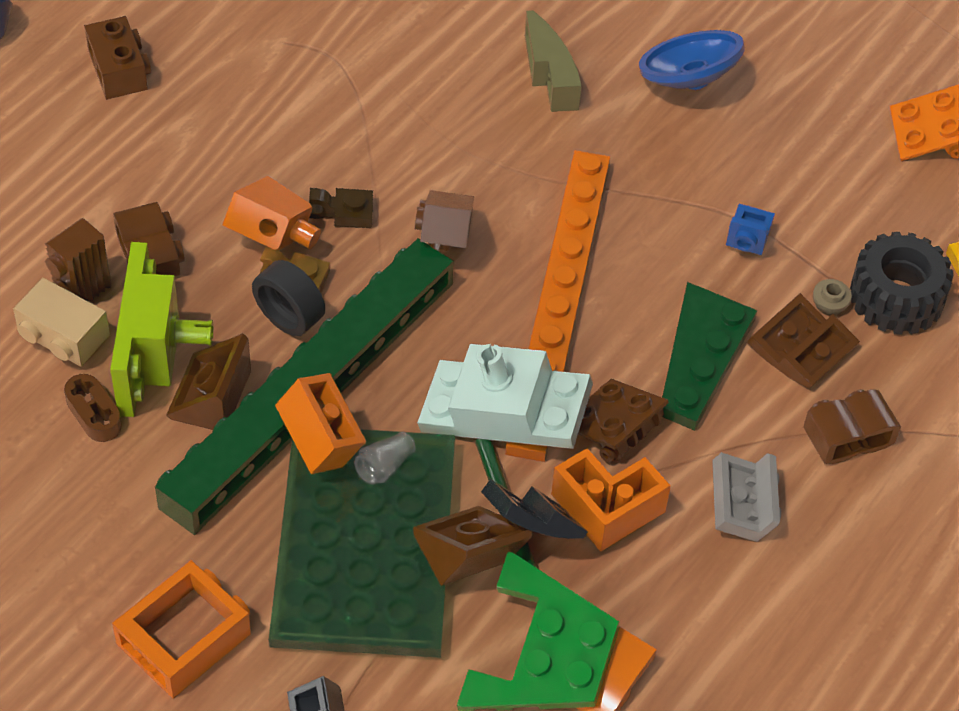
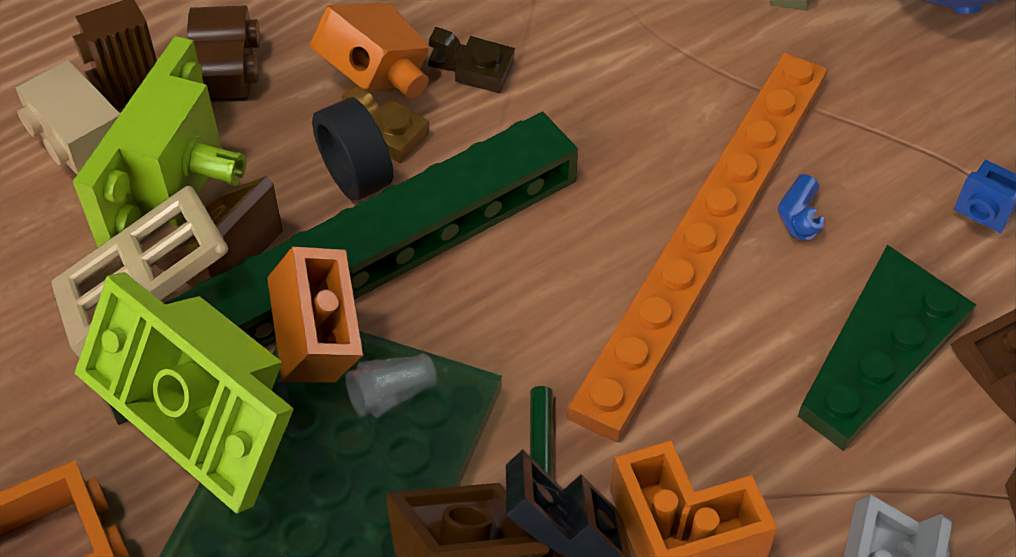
camera: 20 degrees right, 0 degrees up
(86, 411) = (57, 232): reddish brown beam -> none
(173, 420) = (138, 263): none -> tan window
(259, 489) = (188, 385): none -> lime brick
(444, 219) = (585, 97): reddish brown brick -> none
(506, 398) = (589, 344): light aqua brick -> none
(616, 270) = (795, 210): none -> blue arm
(620, 417) = (734, 406): reddish brown hinge -> none

